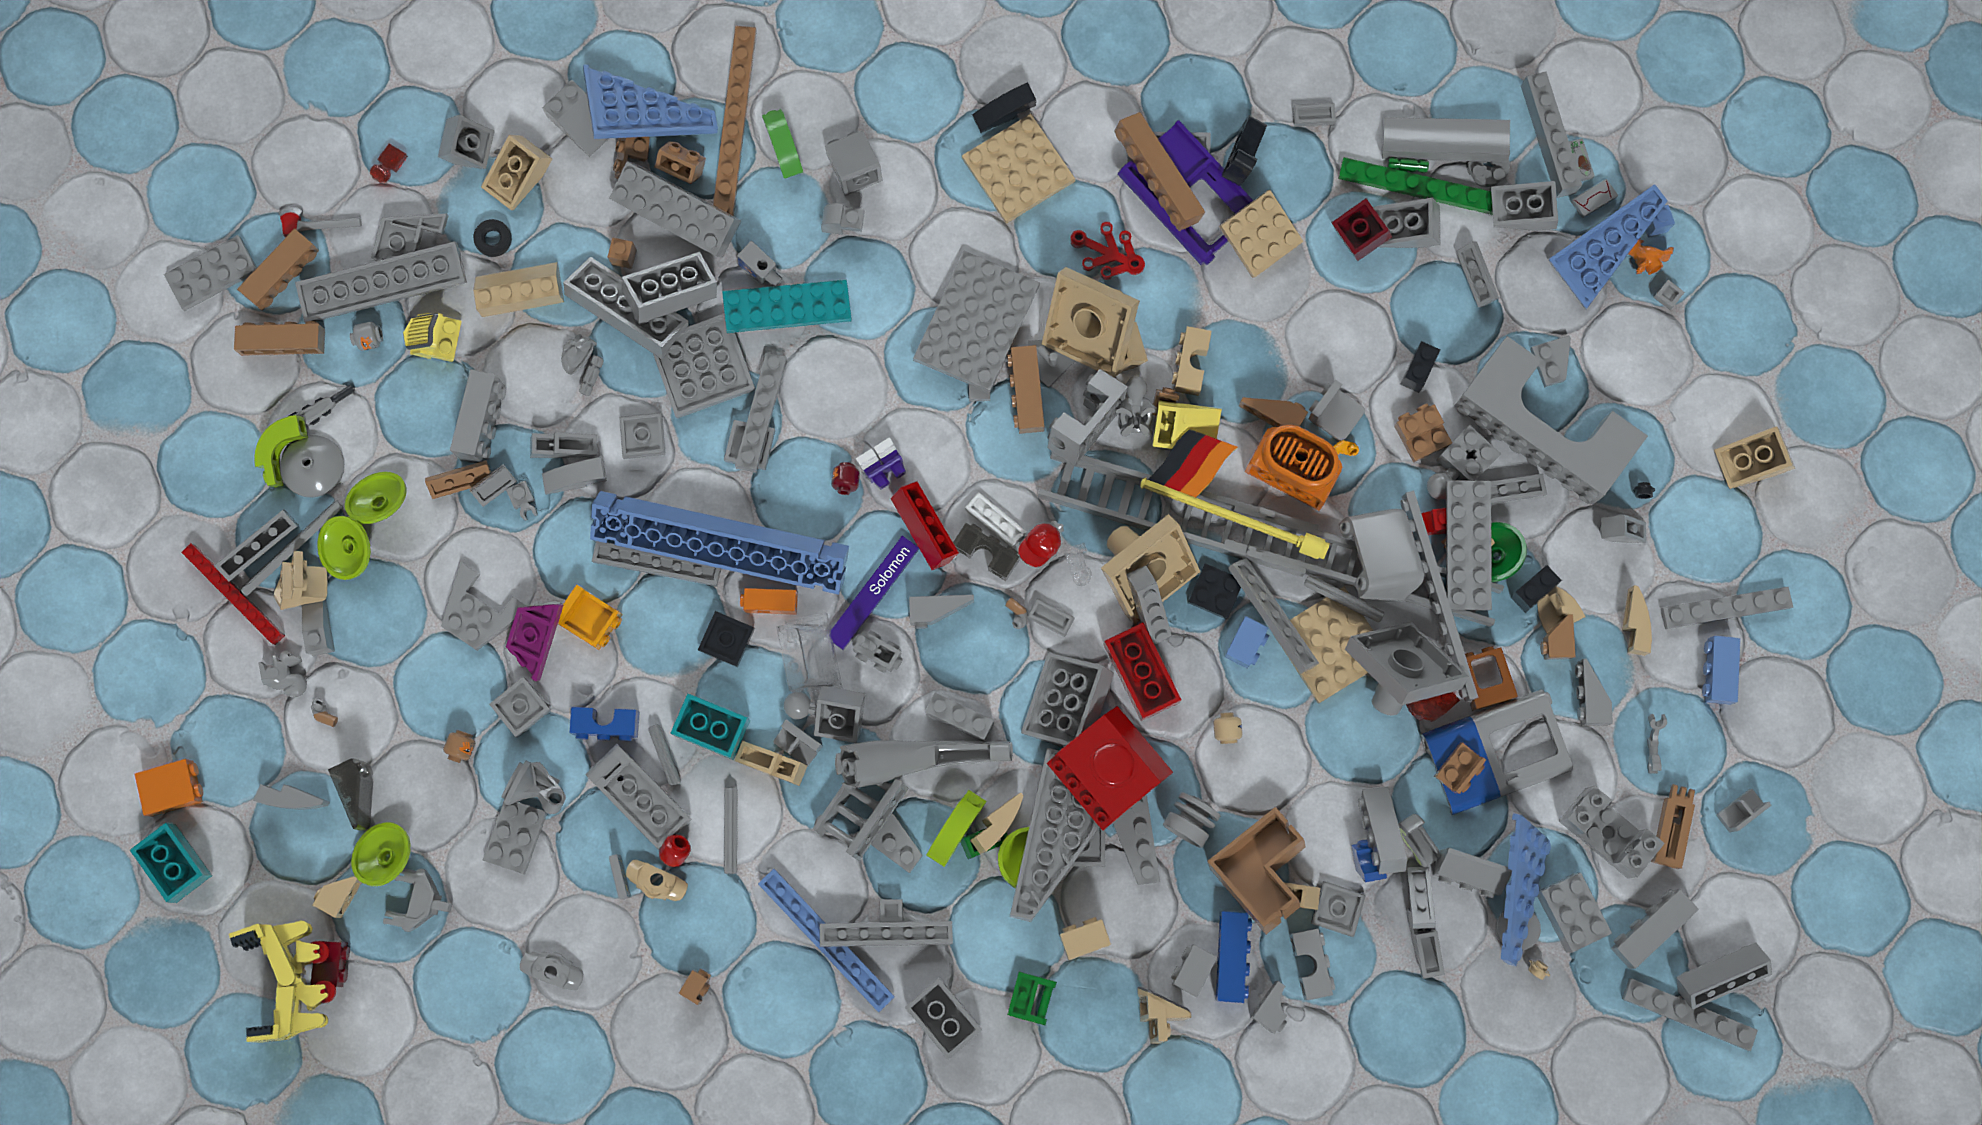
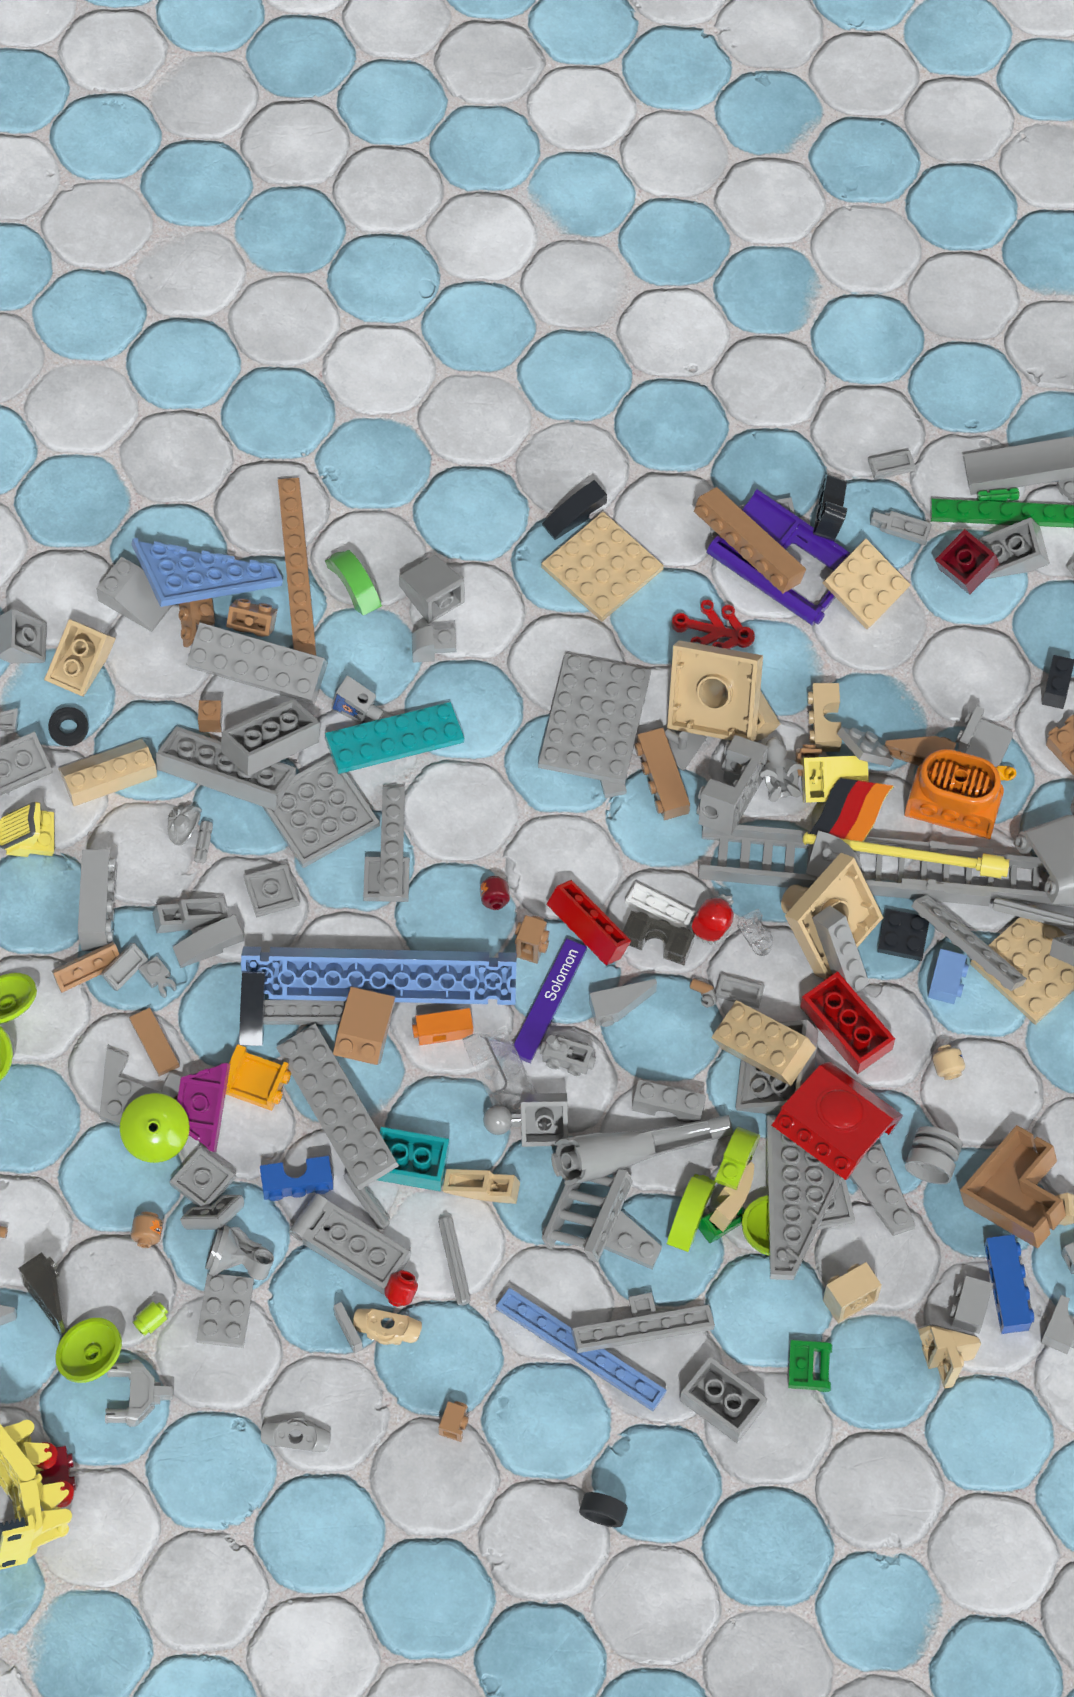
camera: 15 degrees left, 15 degrees down
(336, 896) = (48, 1404): tan slope -> none
(445, 831) = (150, 1318): none -> lime brick
(495, 639) = (171, 1131): none -> lime dish
(505, 563) = (154, 1042): none -> medium nougat tile
(521, 747) = (215, 1216): none -> light grey brick
(595, 554) = (252, 1009): none -> black slope
(653, 664) = (337, 1107): none -> light grey plate
(695, 590) = (364, 1026): none -> medium nougat slope
(726, 639) = (406, 1072): black plate -> none
(797, 743) = (504, 1159): light grey panel -> none
(810, 1102) = (603, 1509): none -> black tyre
(867, 532) = (531, 938): none -> medium nougat brick
(875, 470) = (527, 870): dark purple hips -> none
(1008, 787) = (738, 1152): none -> lime arch
(1057, 680) = (763, 1042): none -> tan brick
(1160, 503) = (825, 851): none -> light grey shield
(1221, 400) = (866, 746): none -> light grey plate
(1309, 180) = (902, 526): none -> light grey hinge

